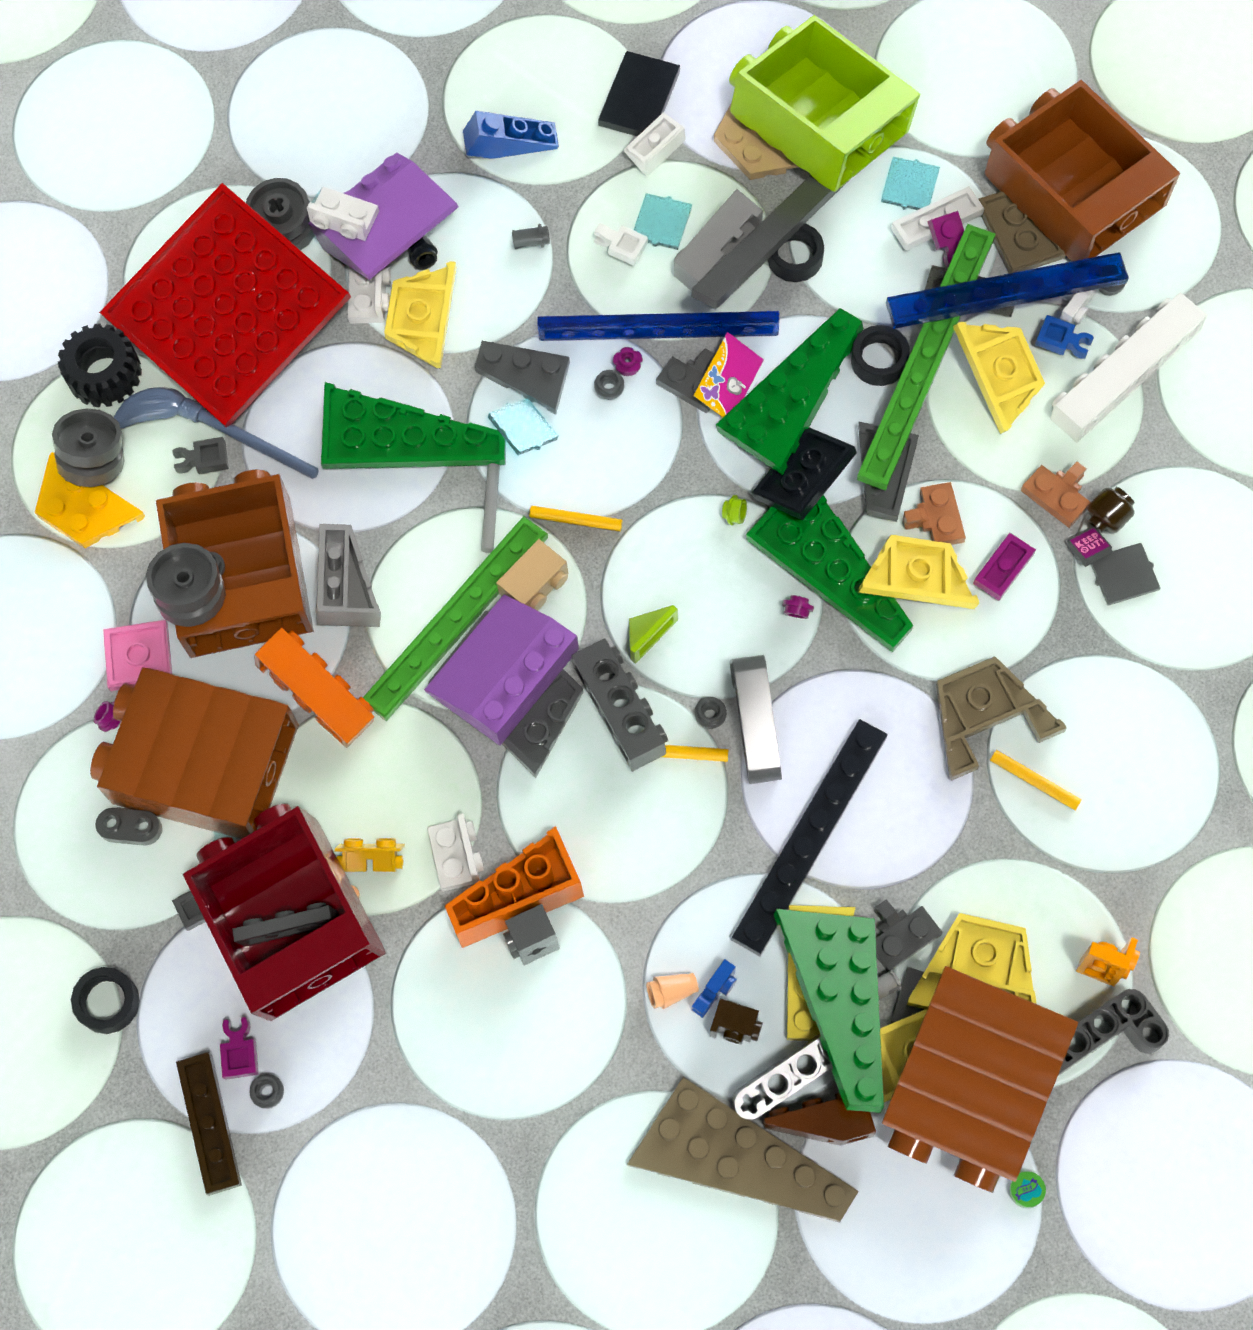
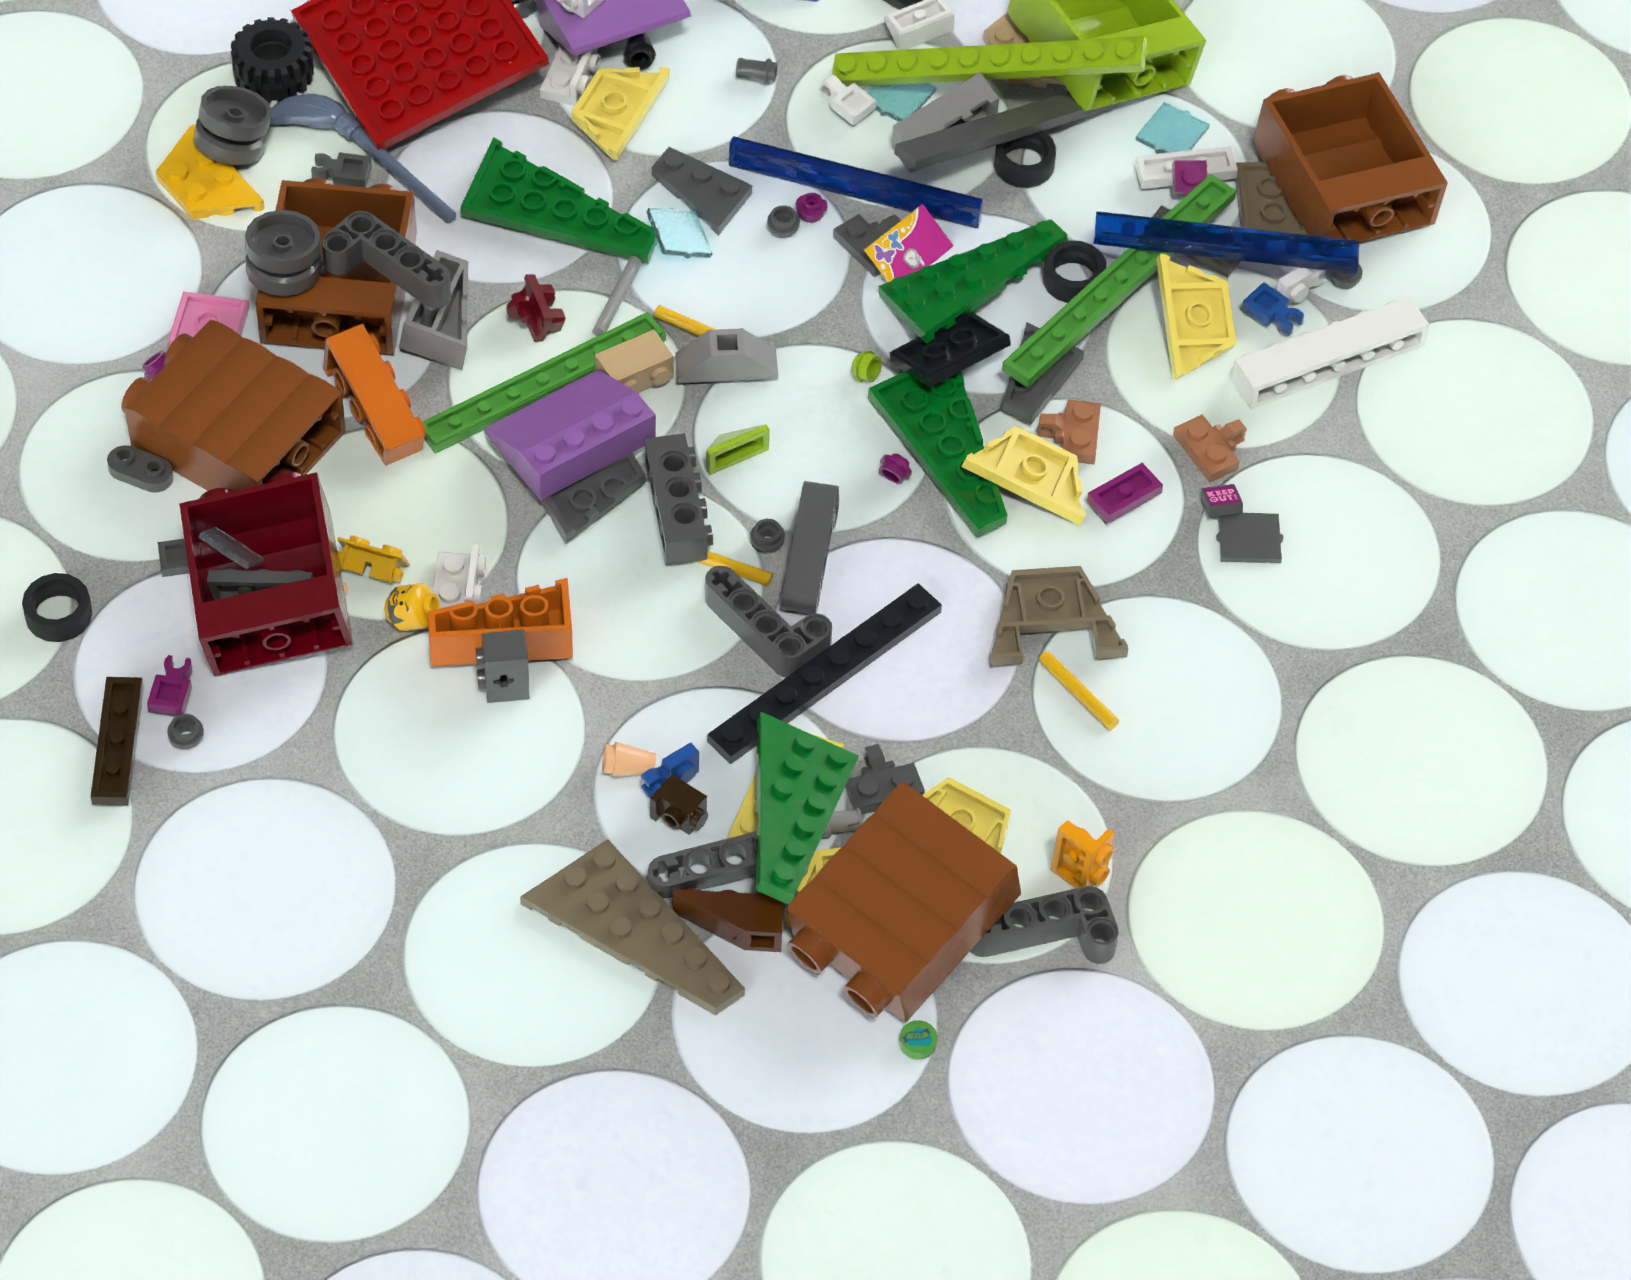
camera: 10 degrees right, 15 degrees down
(244, 901) = (231, 548): none -> clear light blue piece
(287, 560) = (370, 240): none -> dark grey beam
(421, 548) = (532, 307): none -> dark red hips
(425, 896) = (409, 606): none -> yellow head
(610, 544) = (726, 357): none -> light grey slope
(738, 801) = (729, 594): none -> dark grey beam
(742, 174) = (993, 61): none -> lime plate
(1111, 510) = (1256, 472): dark brown head -> none

